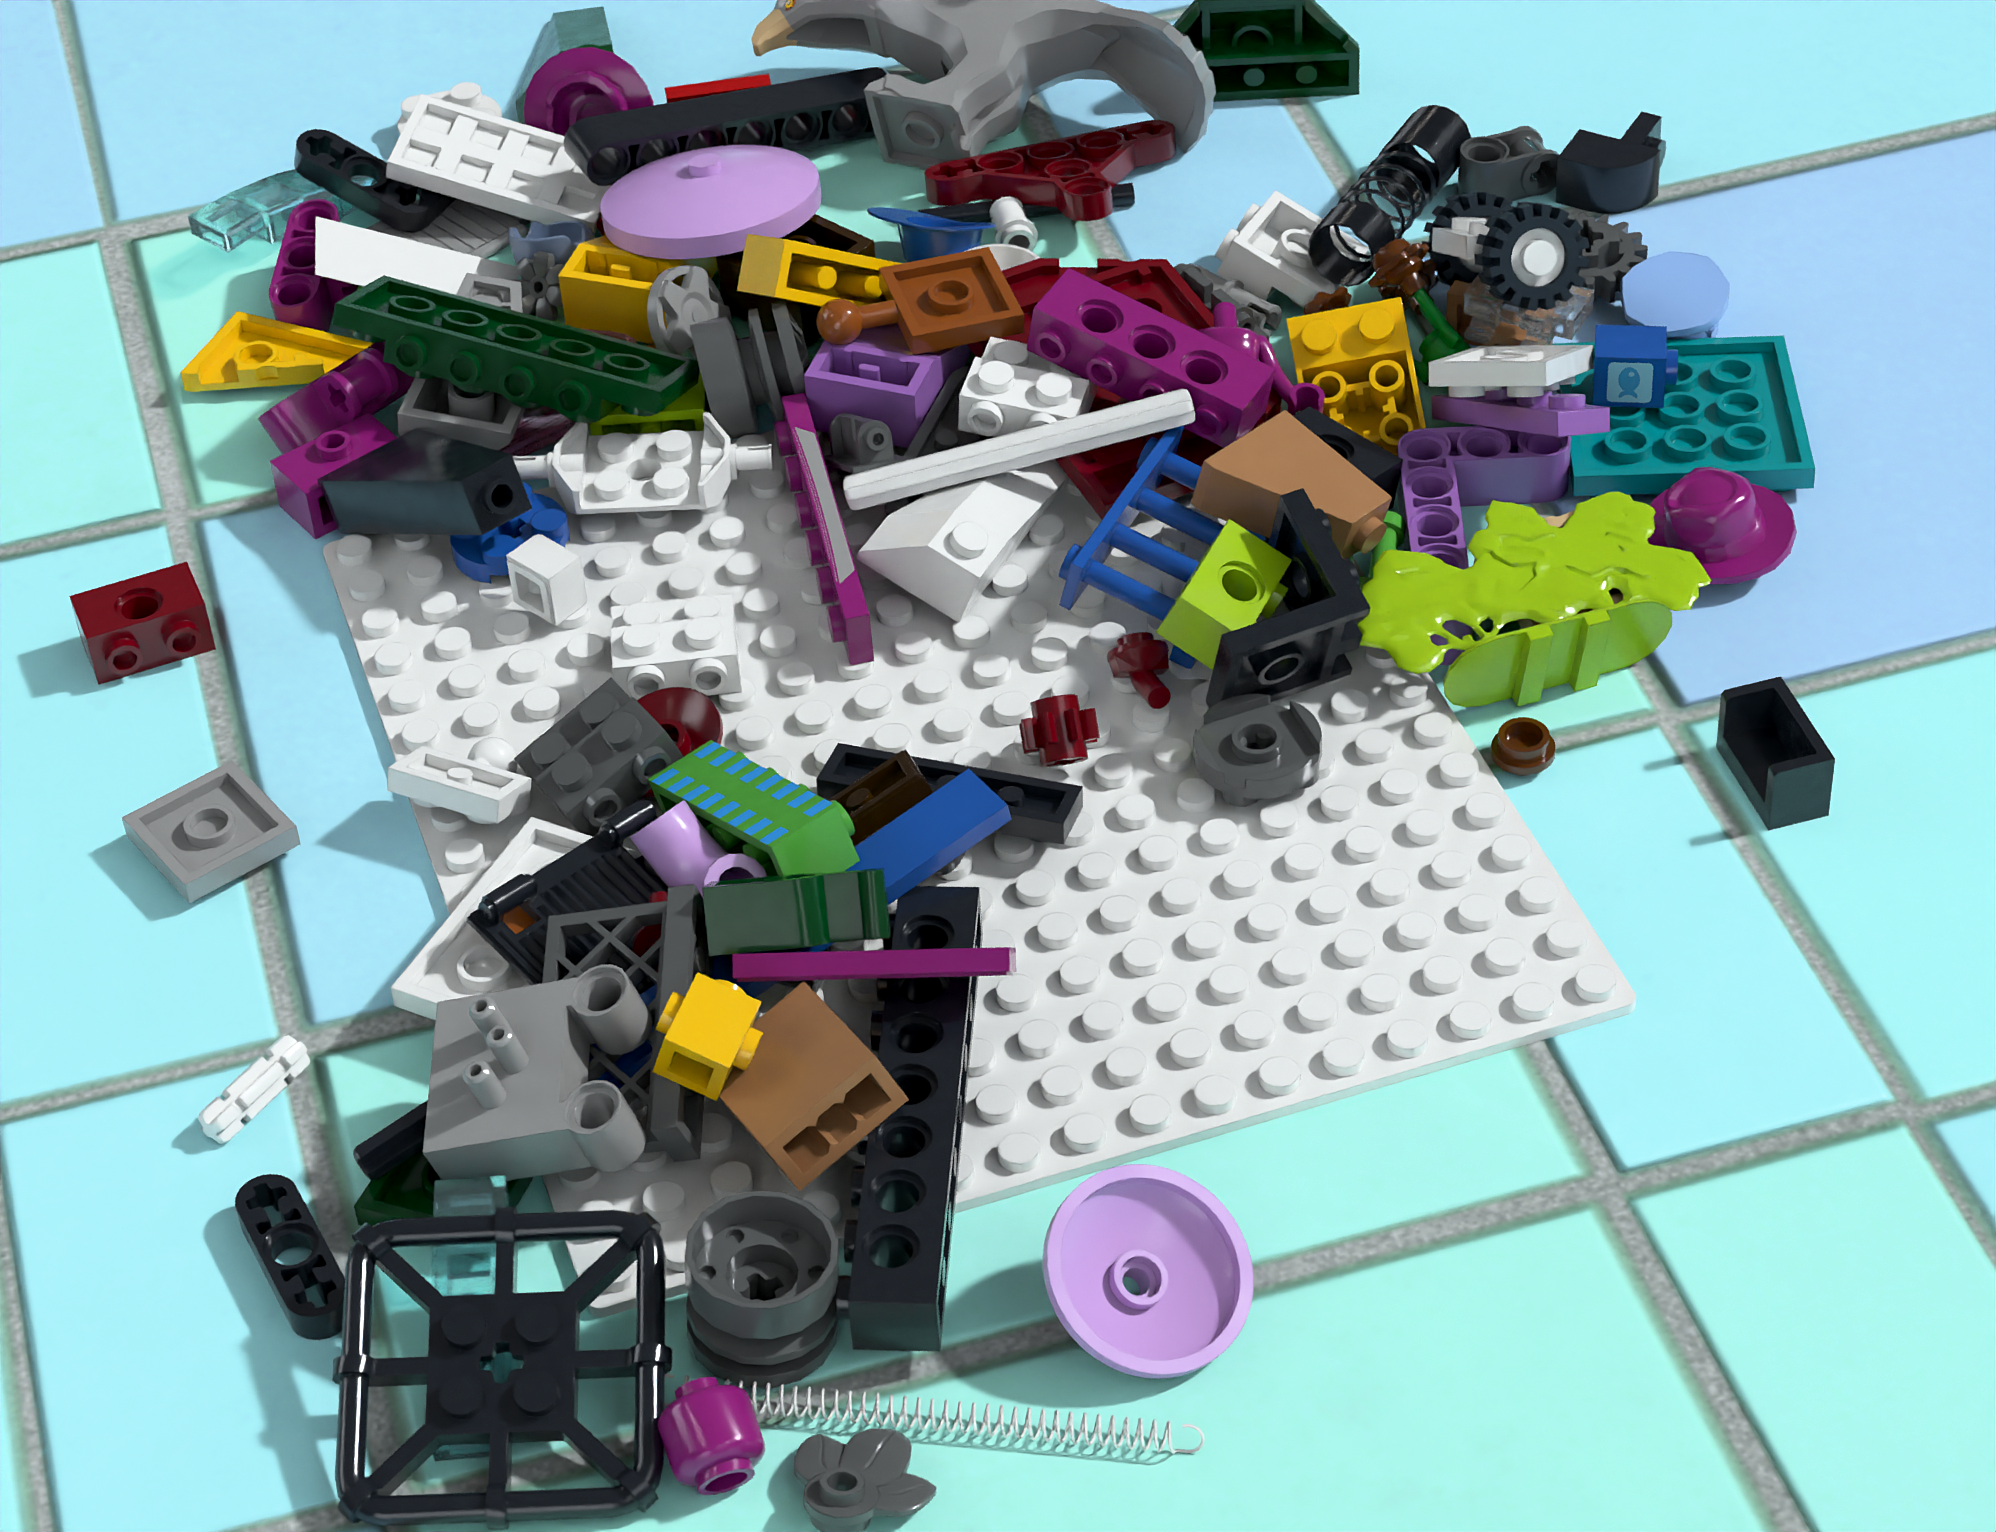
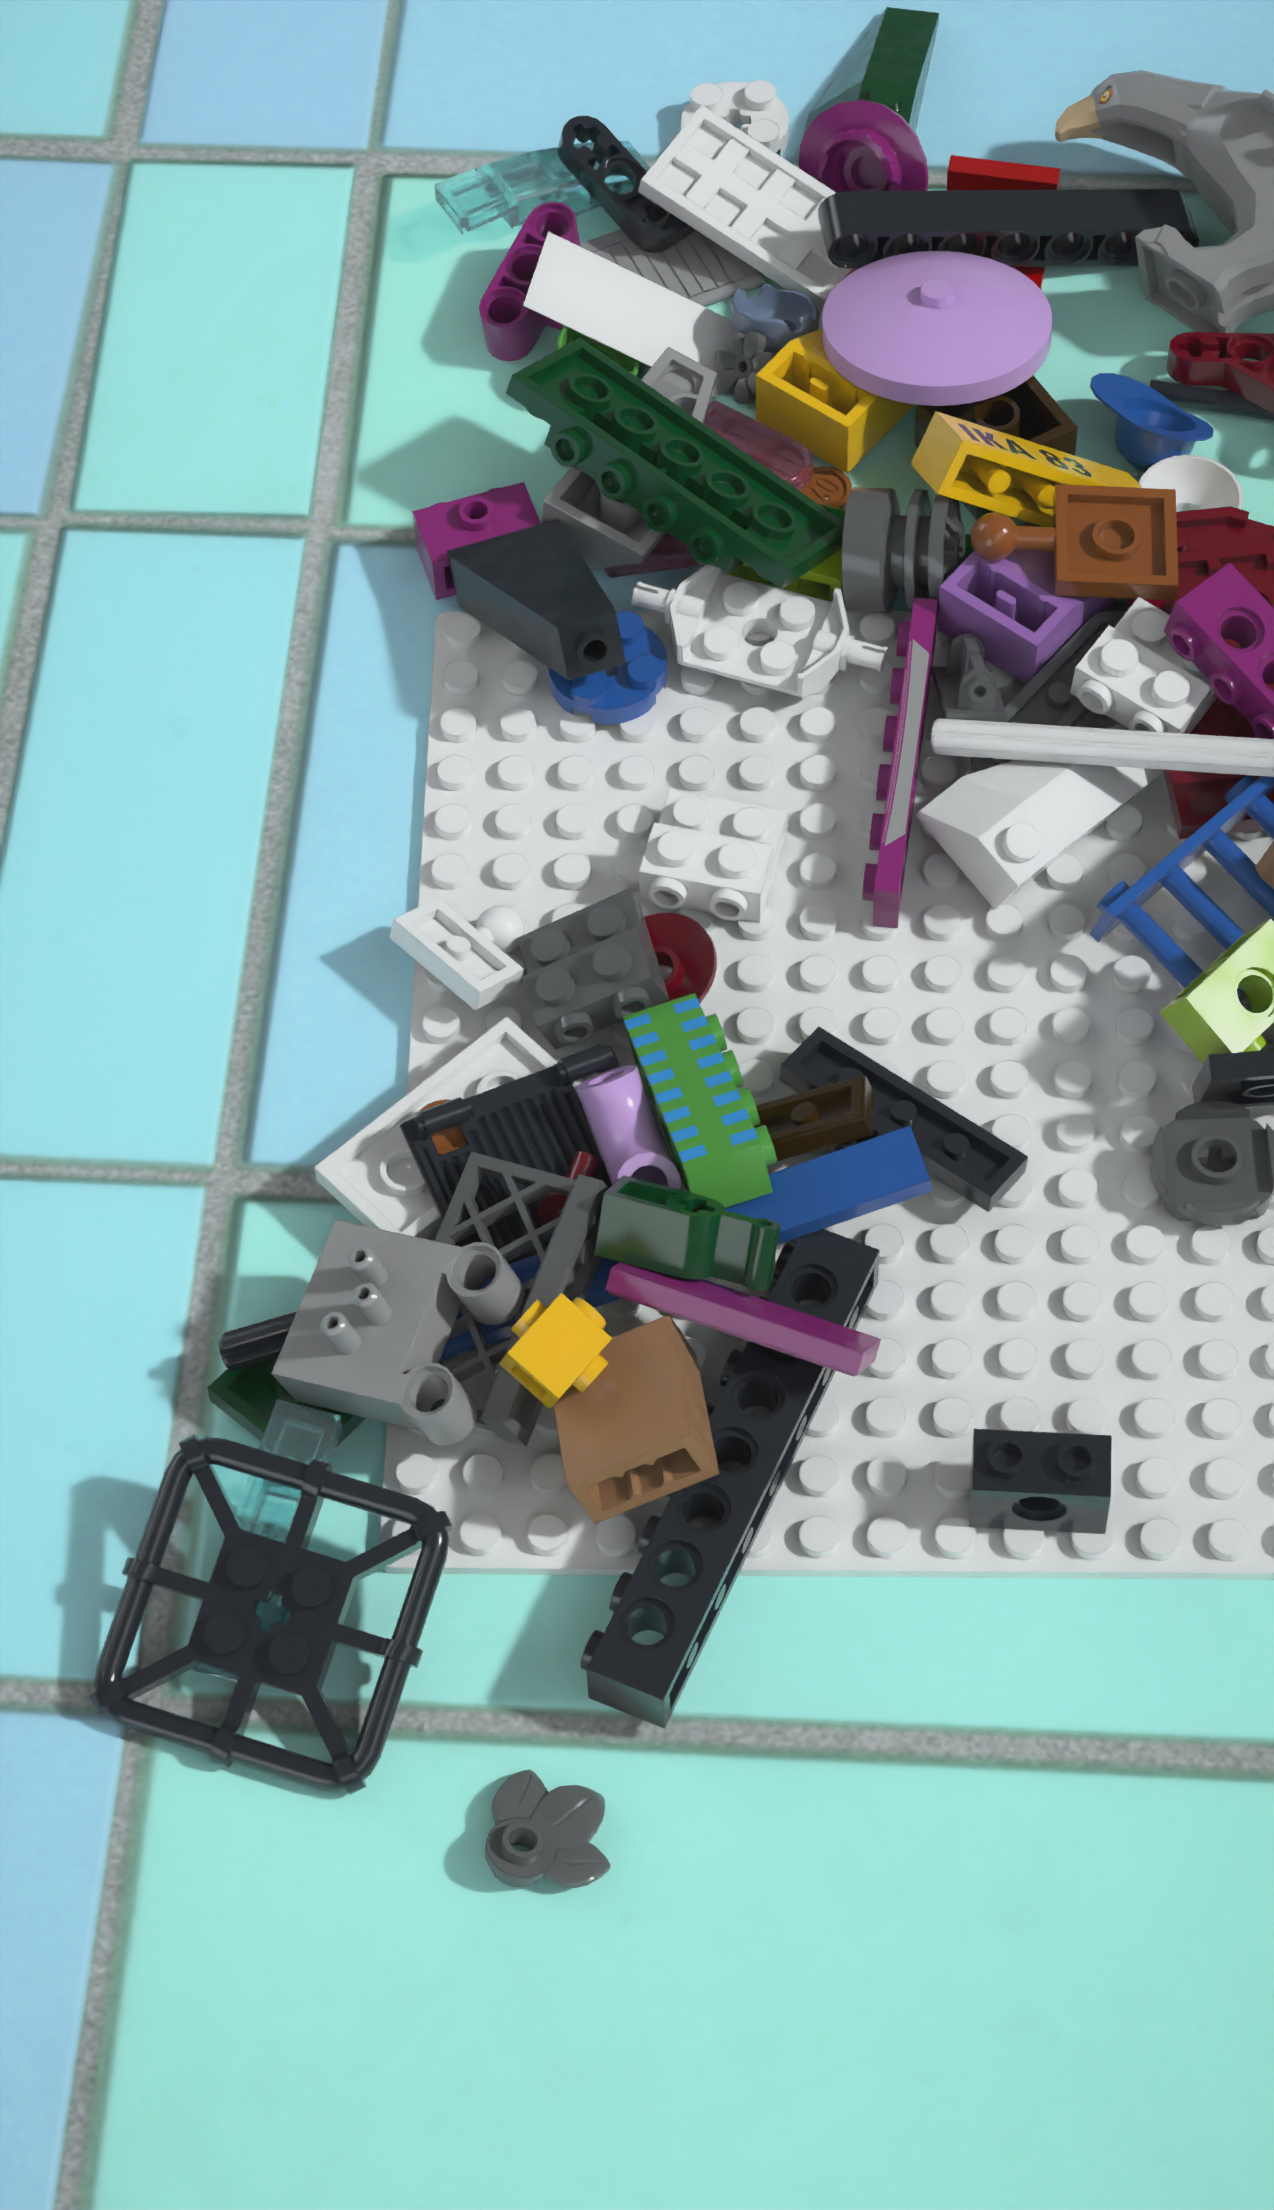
camera: 20 degrees right, 15 degrees up
(142, 622) = (240, 658): dark red brick -> none
(211, 831) = (224, 920): light grey plate -> none
(254, 1089) = (169, 1221): white axle -> none
(266, 353) = (453, 364): yellow wing -> none
(296, 1230) = (127, 1392): black beam -> none
(336, 398) = (489, 457): magenta piece -> none
(547, 579) = (619, 738): white slope -> none
(684, 305) = (870, 455): light grey wheel -> none
(711, 1436) = (429, 1747): magenta head -> none
(762, 1288) = (529, 1581): dark grey wheel -> none
(972, 1420) = (643, 1798): white piece -> none
(1012, 225) = (1235, 442): white pin -> none
(1059, 730) = (1031, 1084): dark red gear -> none
(1141, 660) = (1143, 1022): dark red plate -> none
(1176, 1248) = (920, 1730): lavender dish -> none
(1214, 1030) = (1040, 1481): none -> black brick

